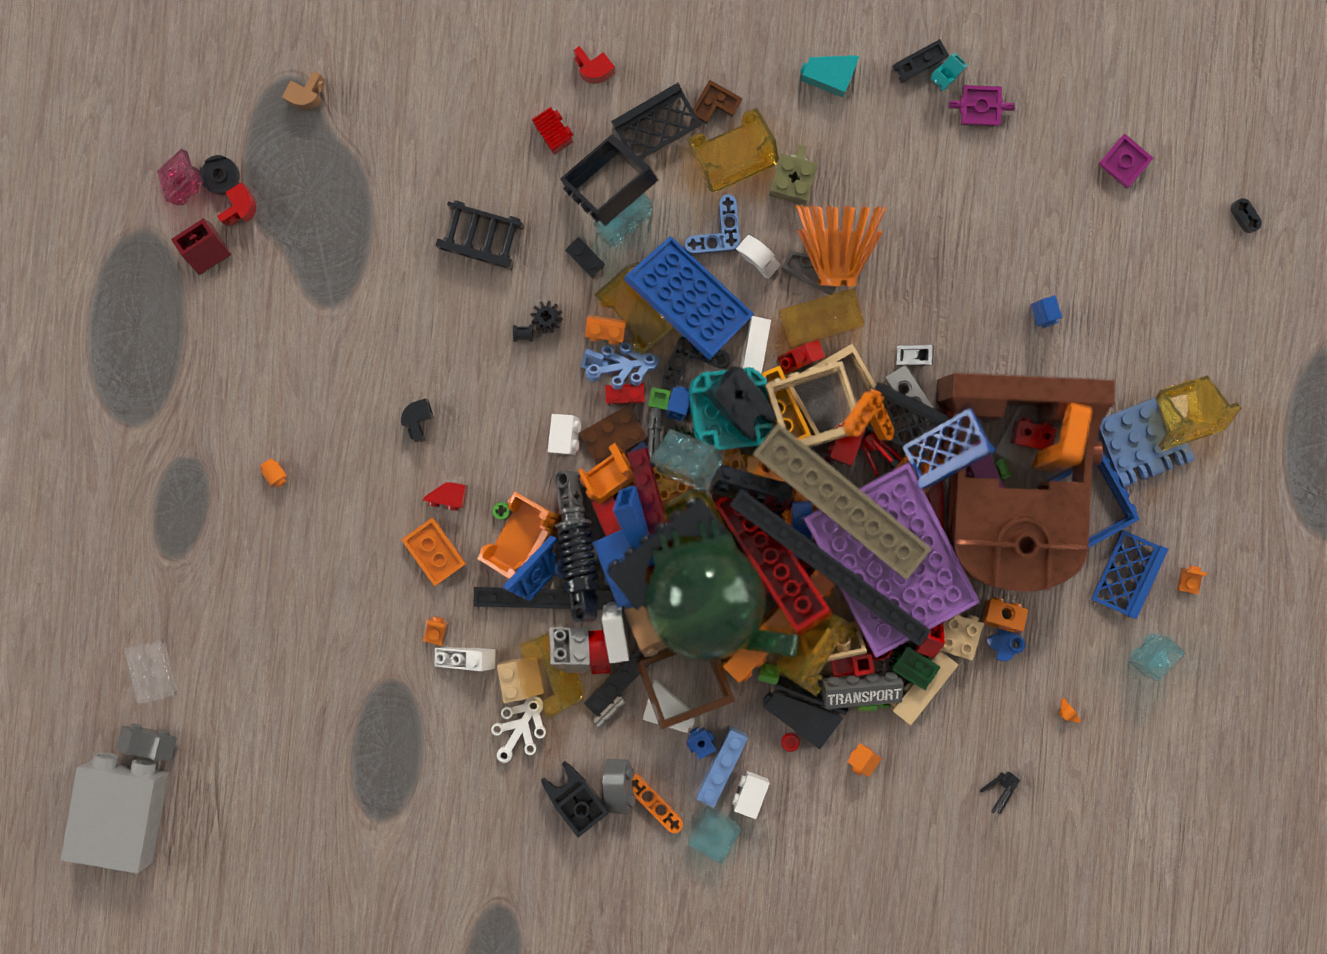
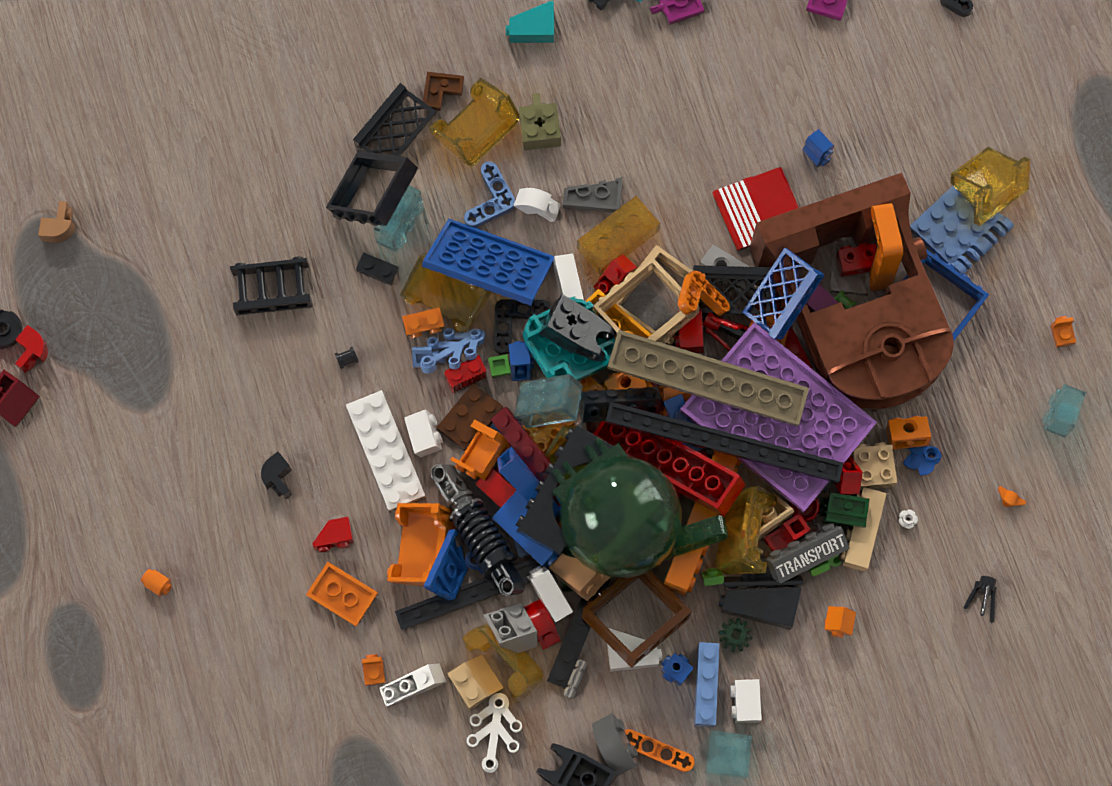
camera: 30 degrees left, 15 degrees down
(497, 506) = (386, 528): bright green bush -> none
(524, 434) = (385, 450): none -> white plate
(551, 322) = (370, 331): black gear -> none
(552, 130) = (302, 169): red brick -> none
(596, 70) = (318, 104): red brick -> none
(655, 415) = (502, 383): dark grey pin -> none
(761, 728) = (727, 632): none -> clear green gear
(790, 742) = (762, 635): red plate -> none
(835, 251) = (616, 167): orange plant -> none
(915, 355) = (719, 232): slope -> none
(962, 692) = (904, 522): none -> white plate
(965, 342) = (752, 202): none -> red piece
(1145, 581) = (1021, 353): blue fence -> none

